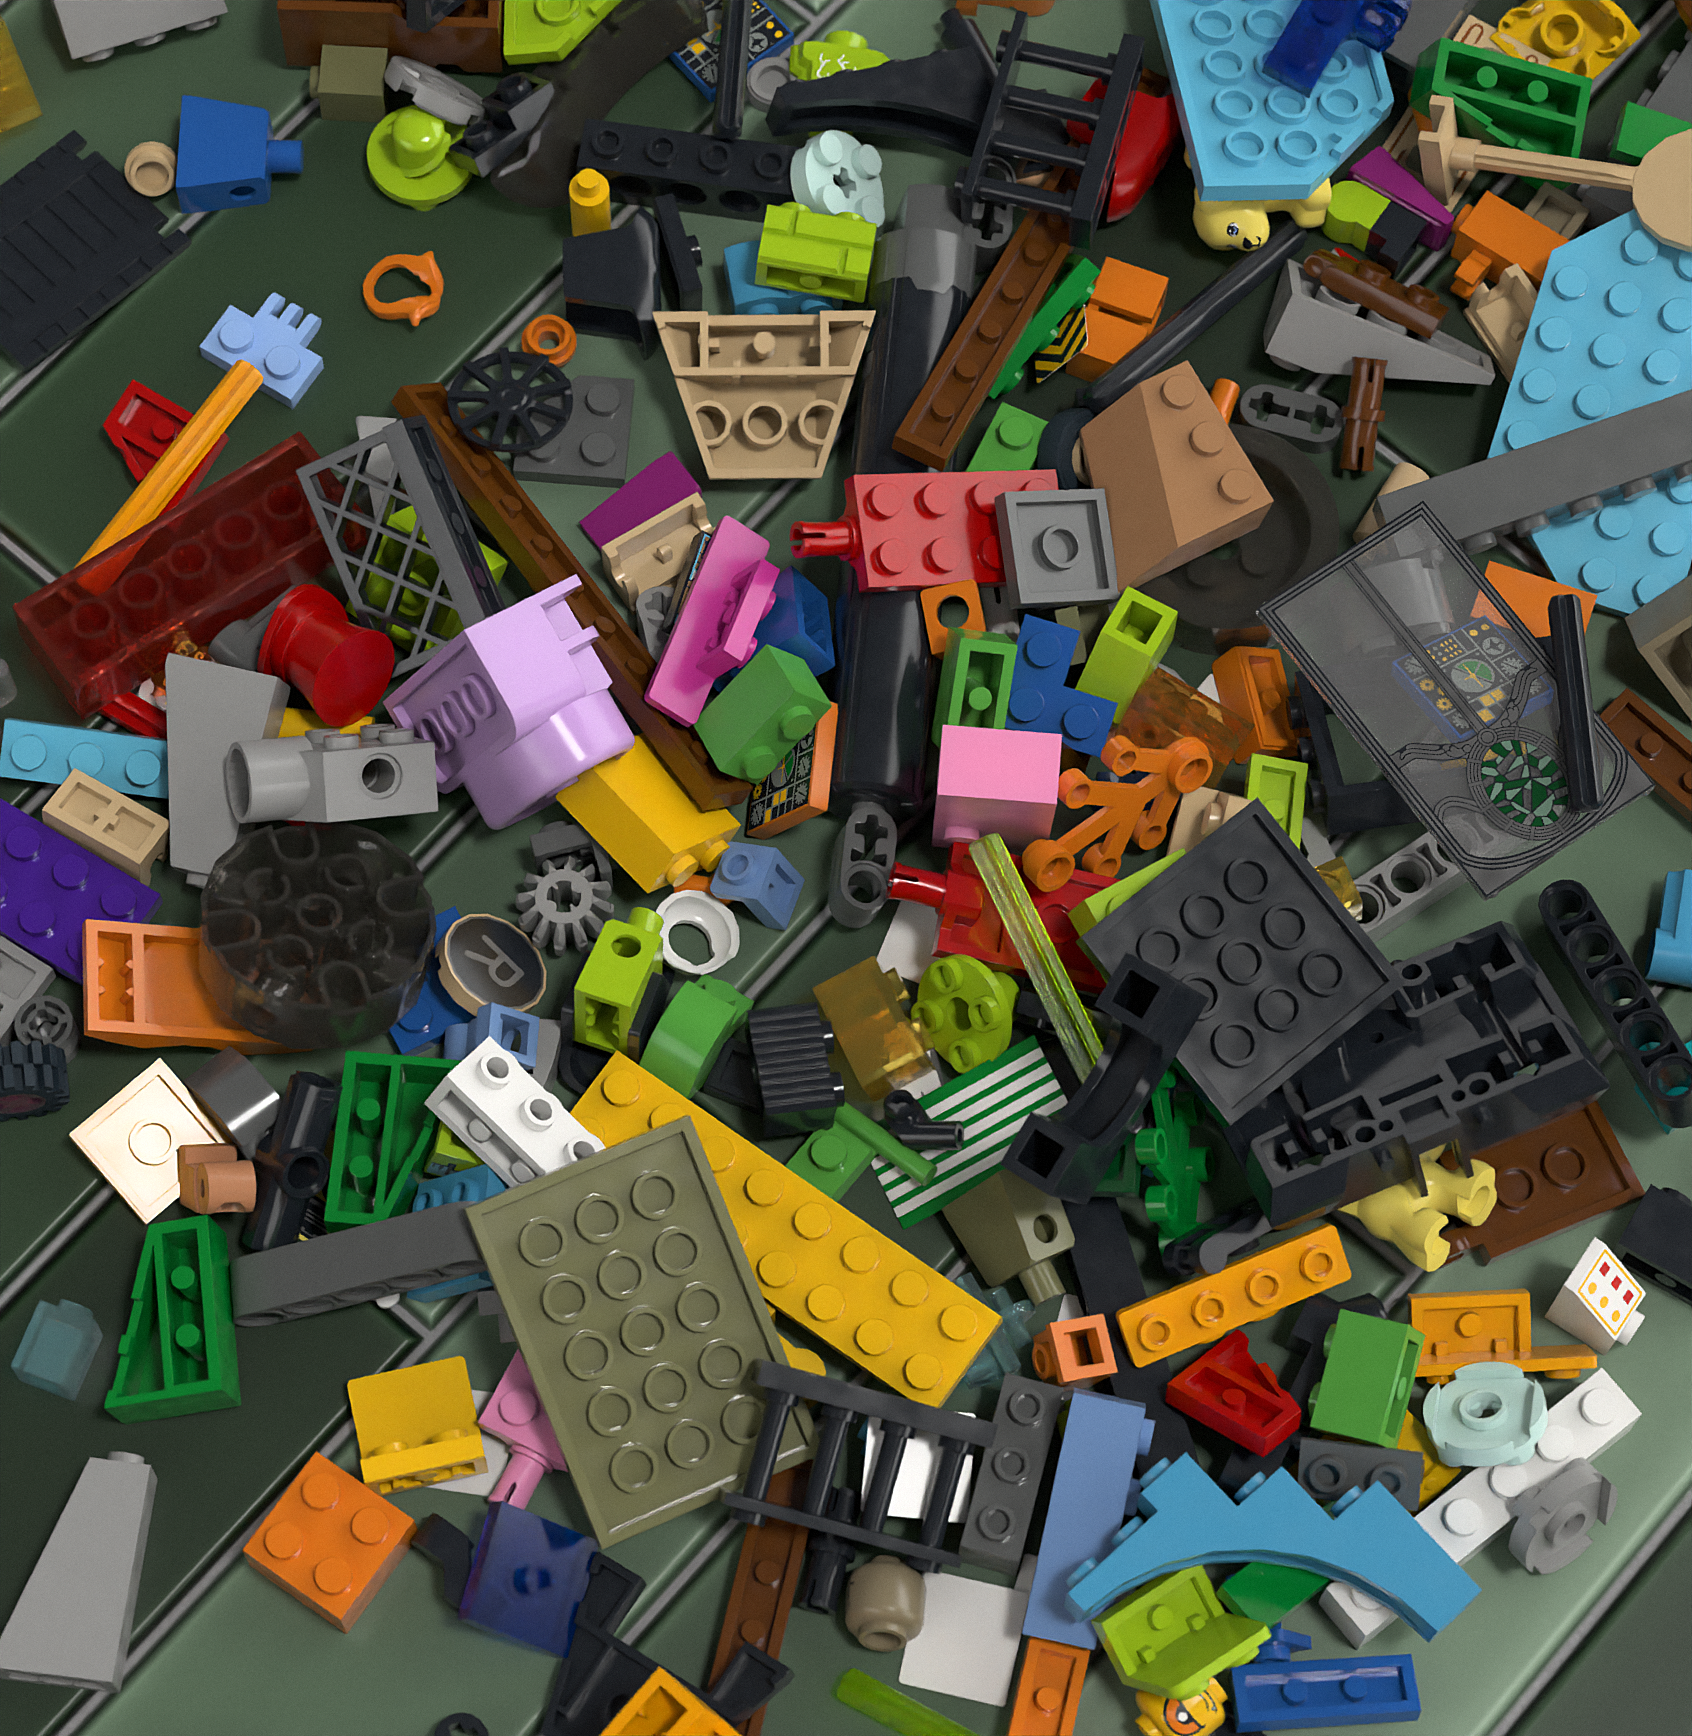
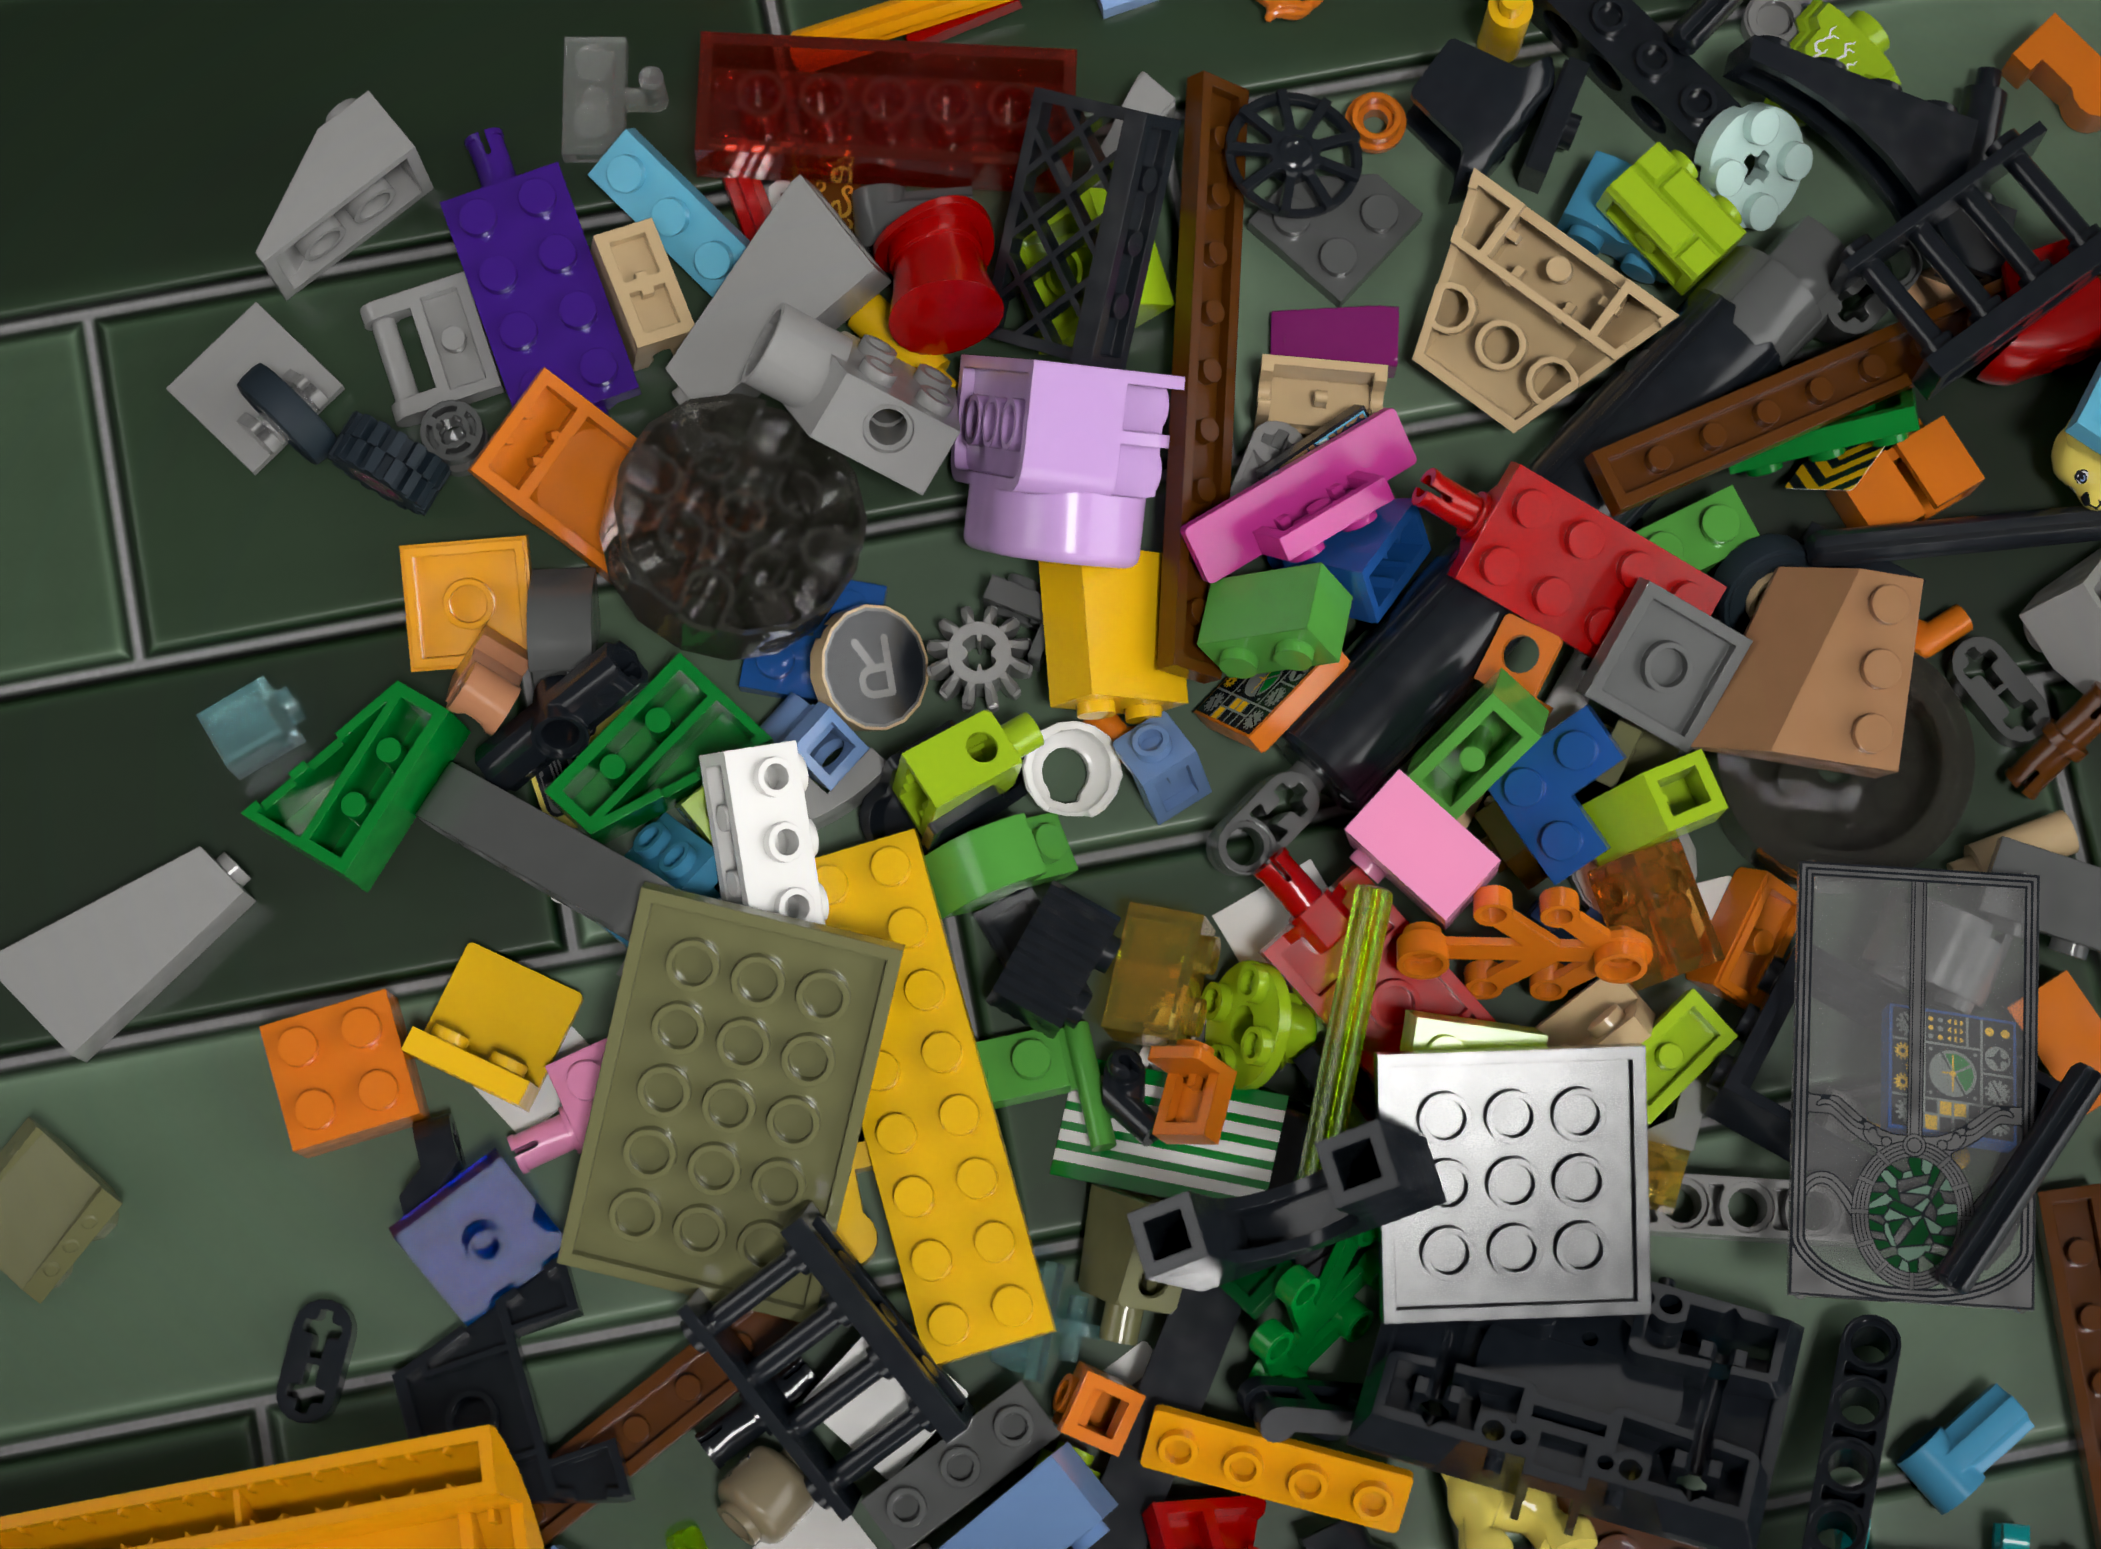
camera: 40 degrees right, 10 degrees up
(965, 1082) = (1193, 1094): none -> orange bracket

